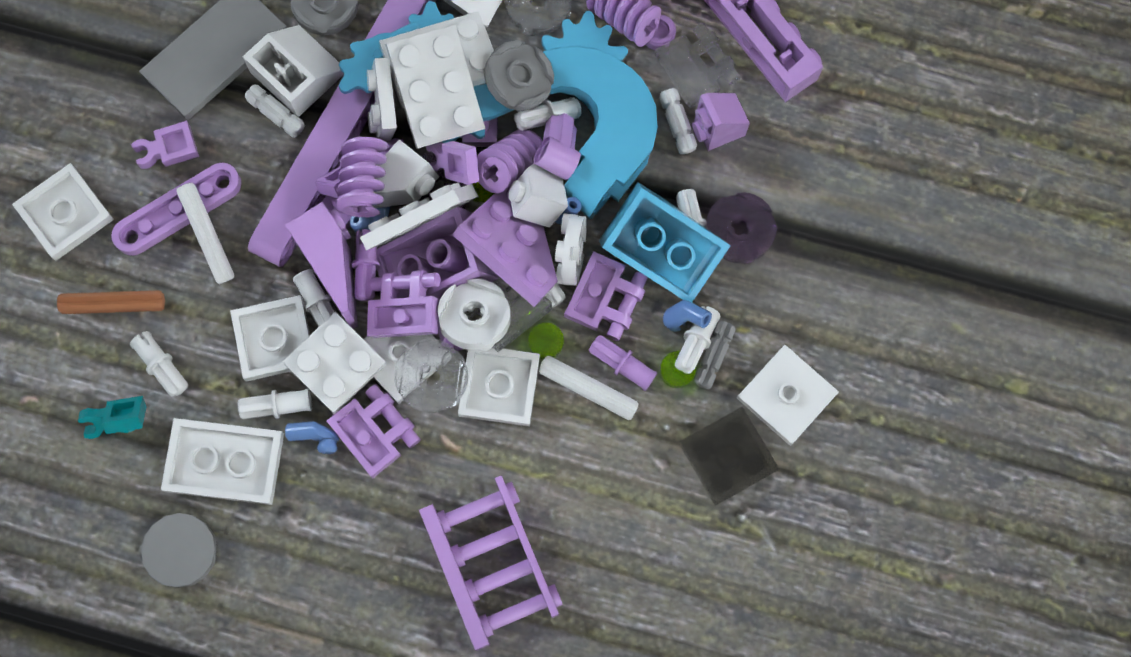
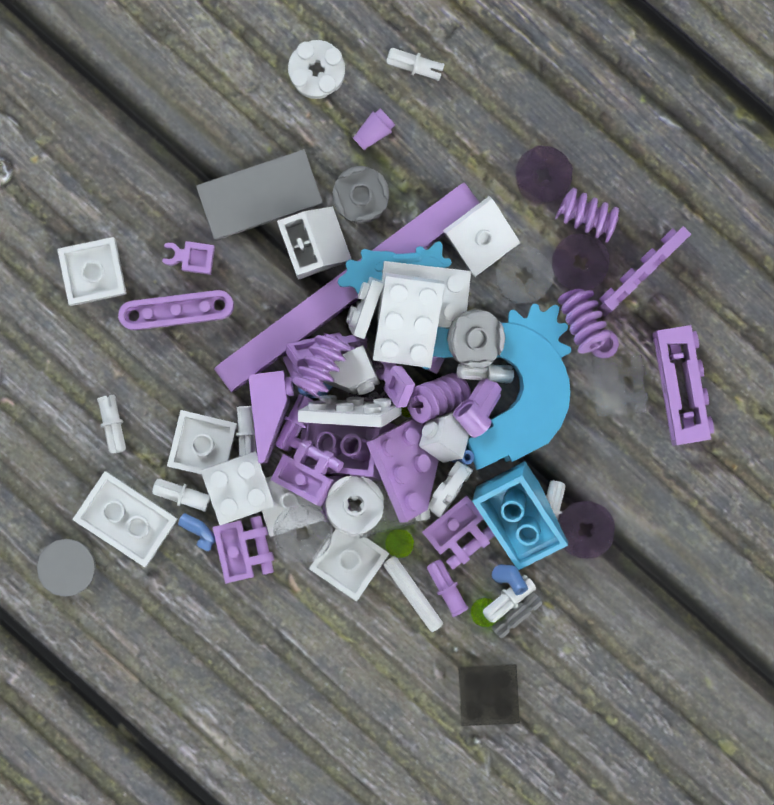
camera: 25 degrees right, 10 degrees up
(110, 302) = (97, 358): nougat axle -> none
(117, 416) = (66, 449): teal plate -> none
(205, 233) = (188, 341): white axle -> none
(274, 110) = (283, 266): white axle -> none
(467, 591) = (255, 699): lavender fence -> none
(678, 121) = (581, 423): white axle -> none
(719, 119) = (612, 441): lavender slope -> none
(787, 395) = (555, 670): white plate -> none

